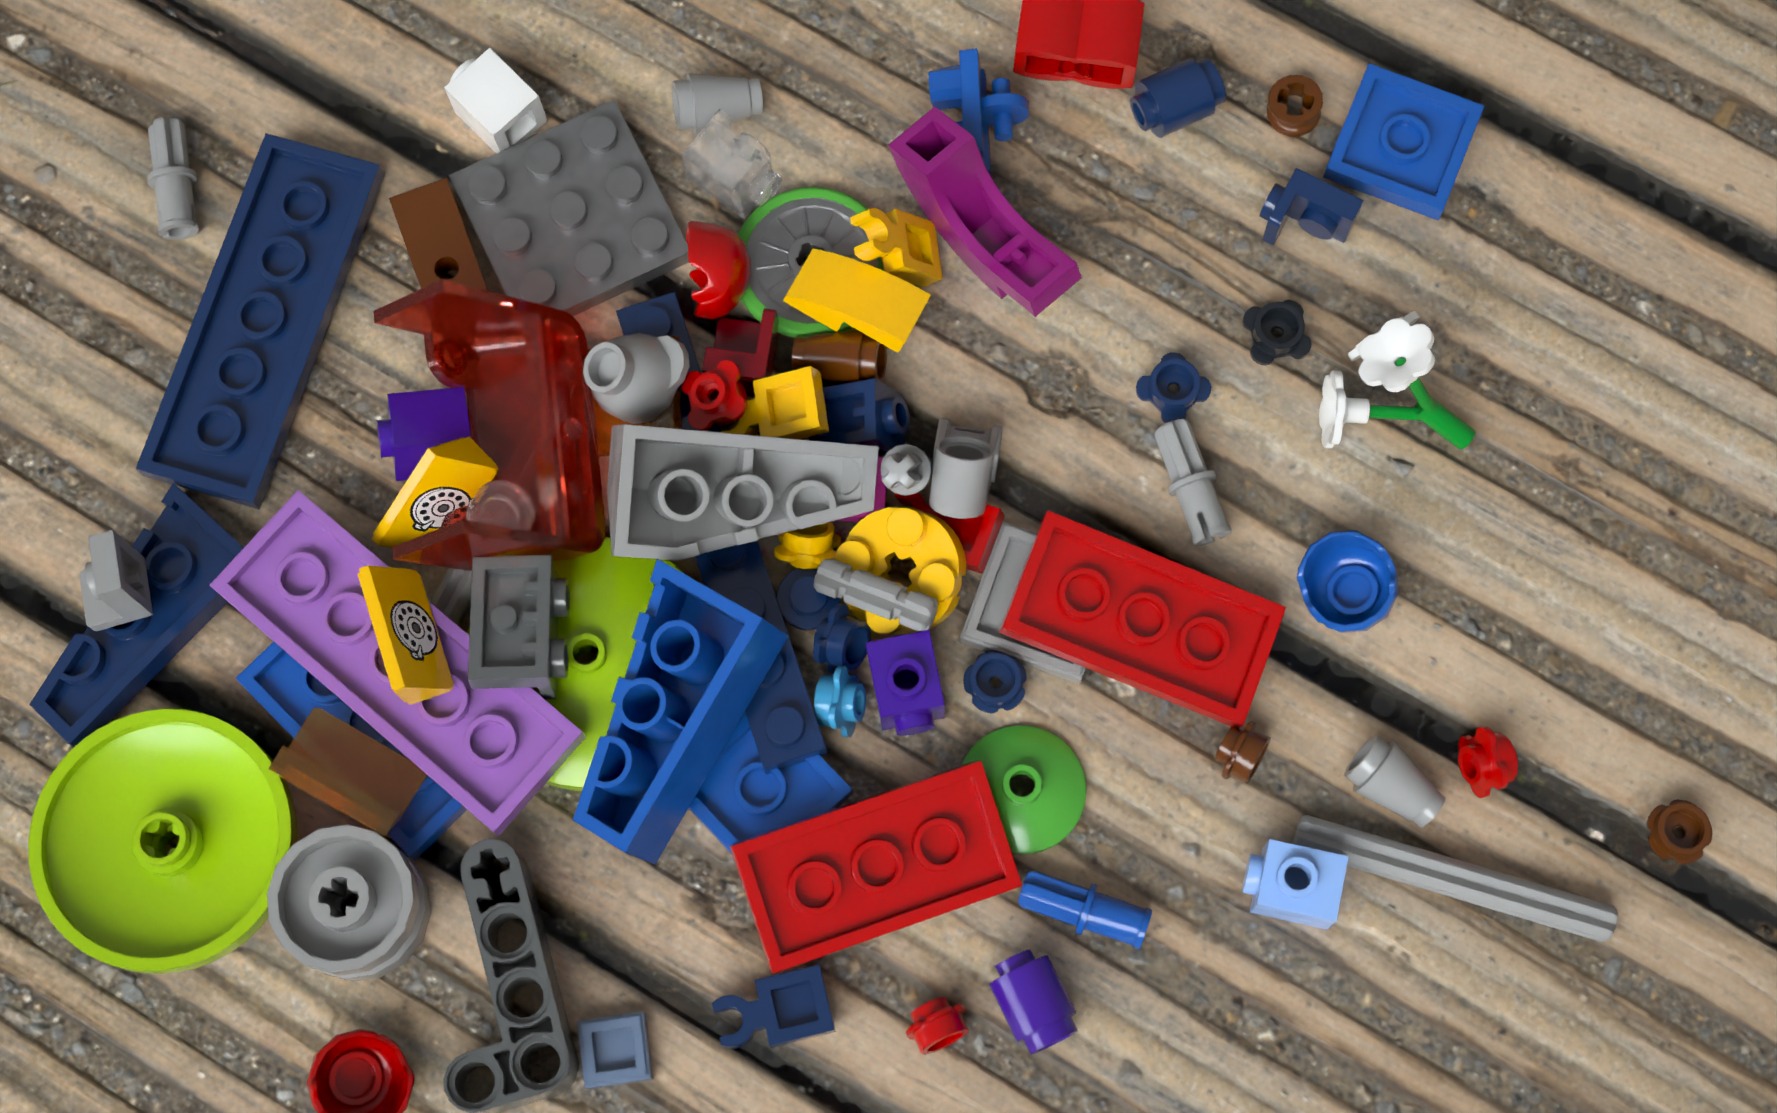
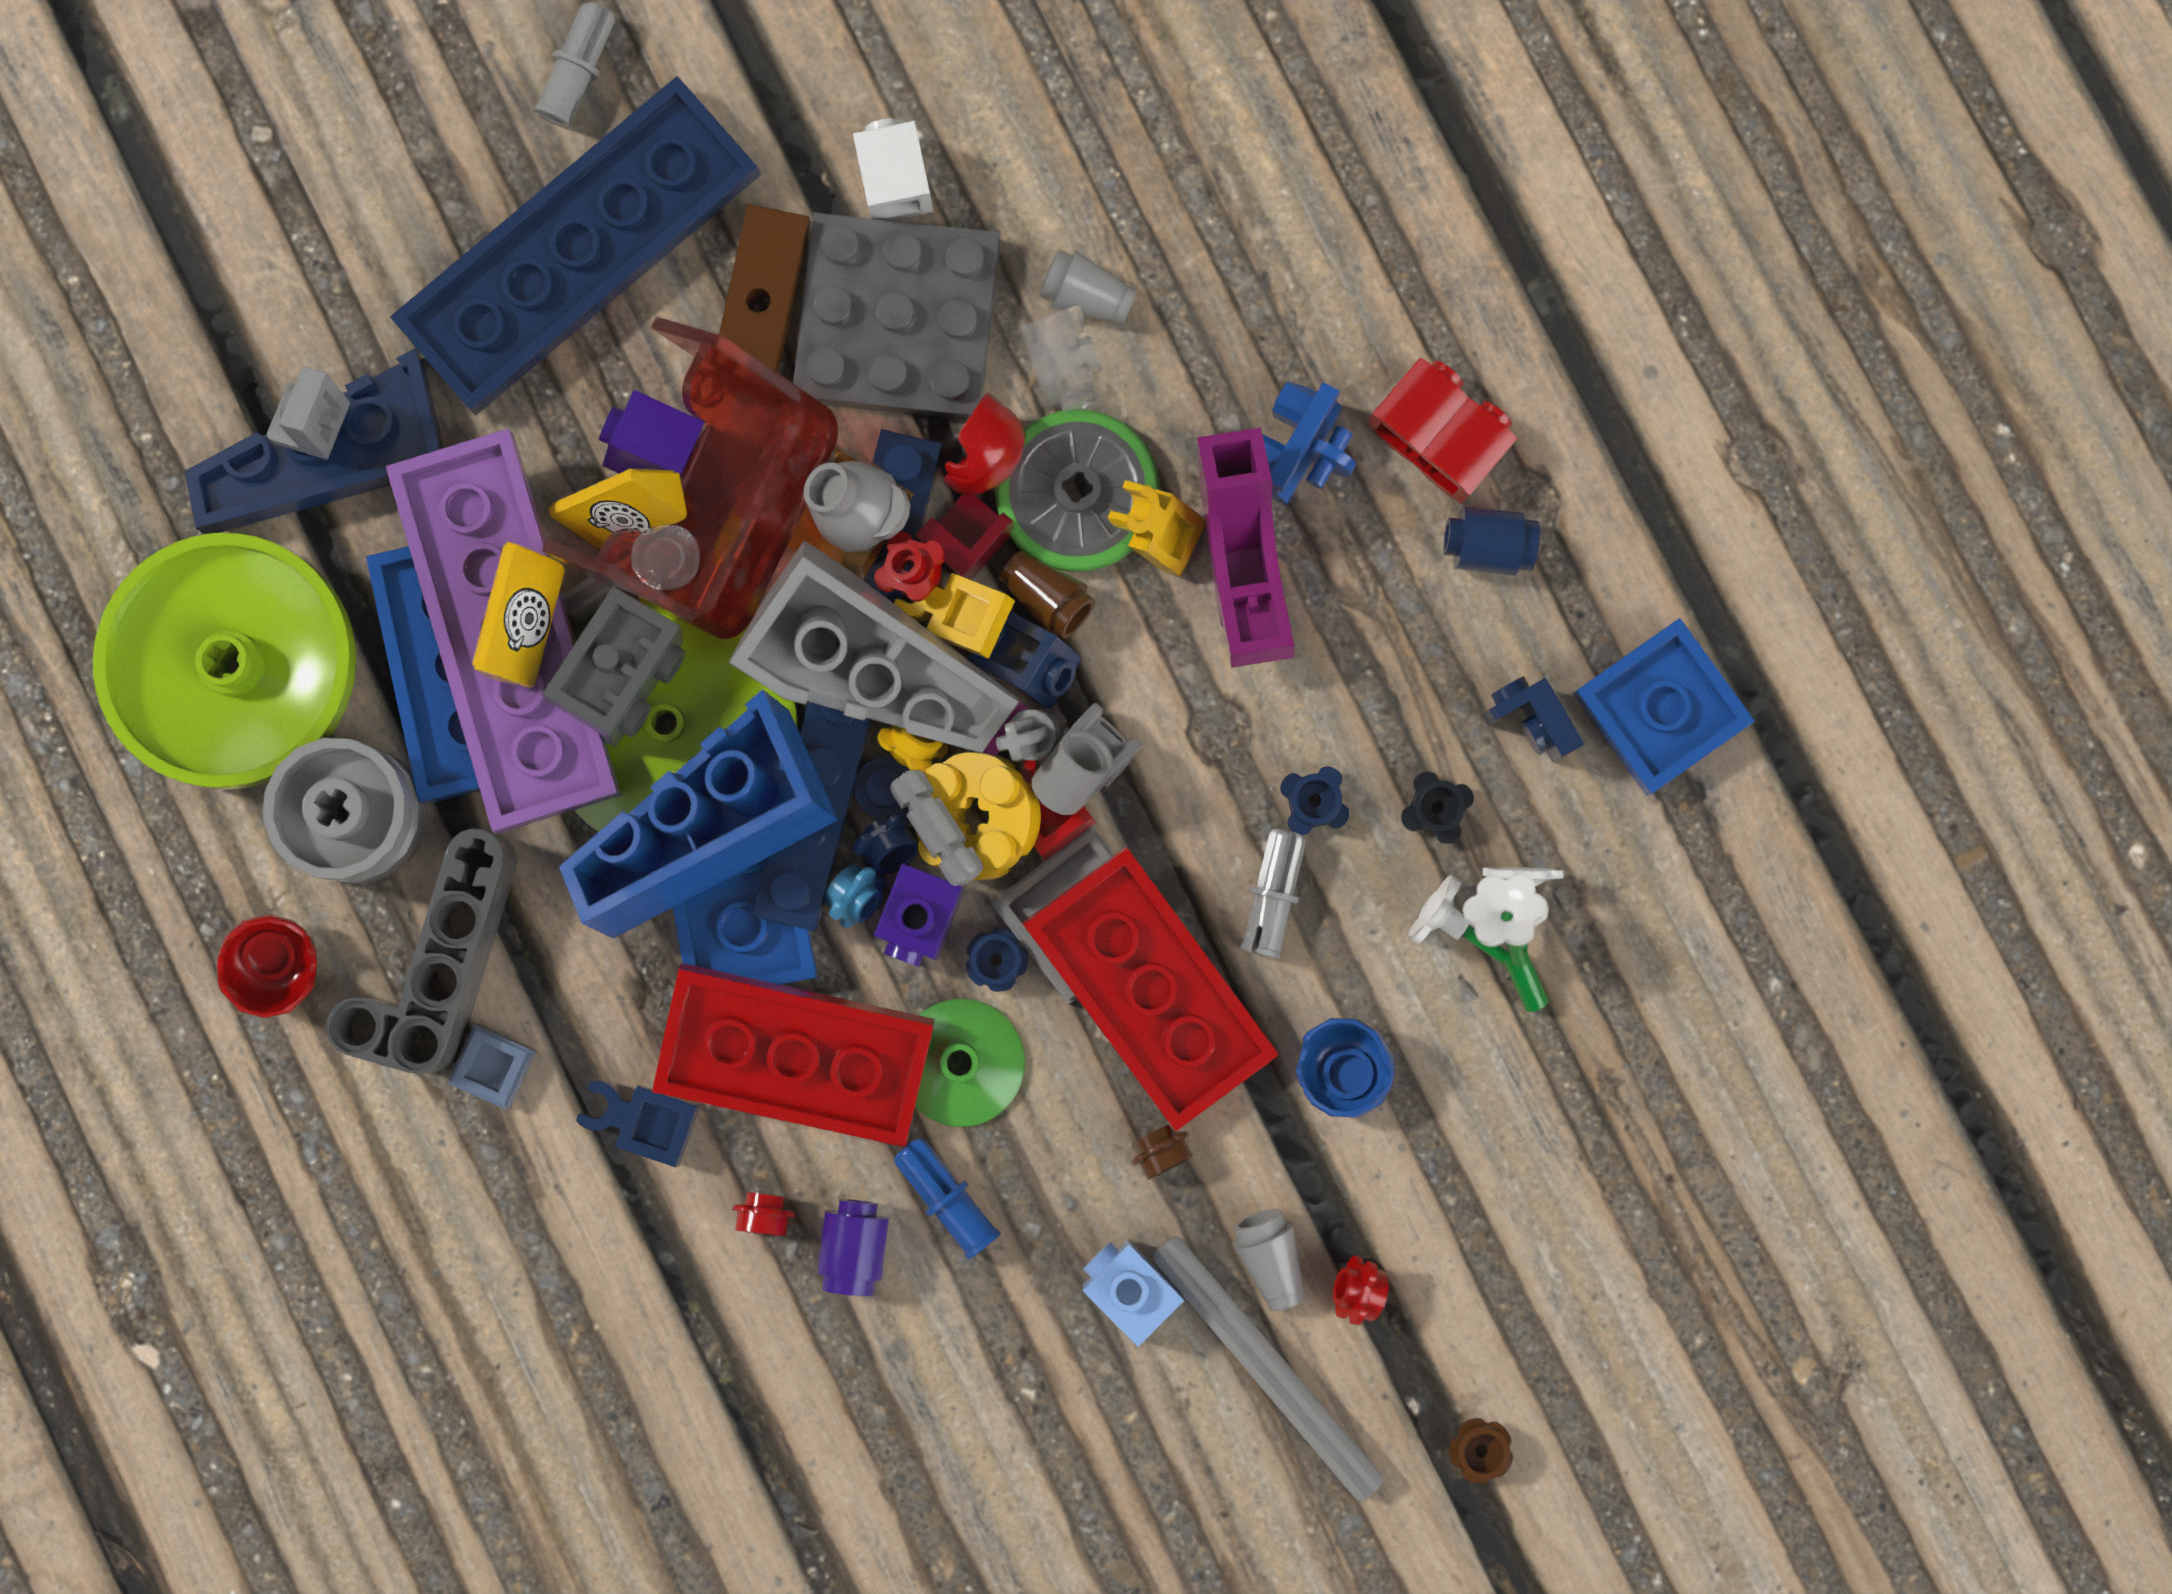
camera: 30 degrees right, 10 degrees up
(349, 772) = (404, 703): clear orange panel -> none
(853, 292) = (1090, 552): yellow slope -> none
(1311, 99) = (1611, 614): reddish brown bush -> none

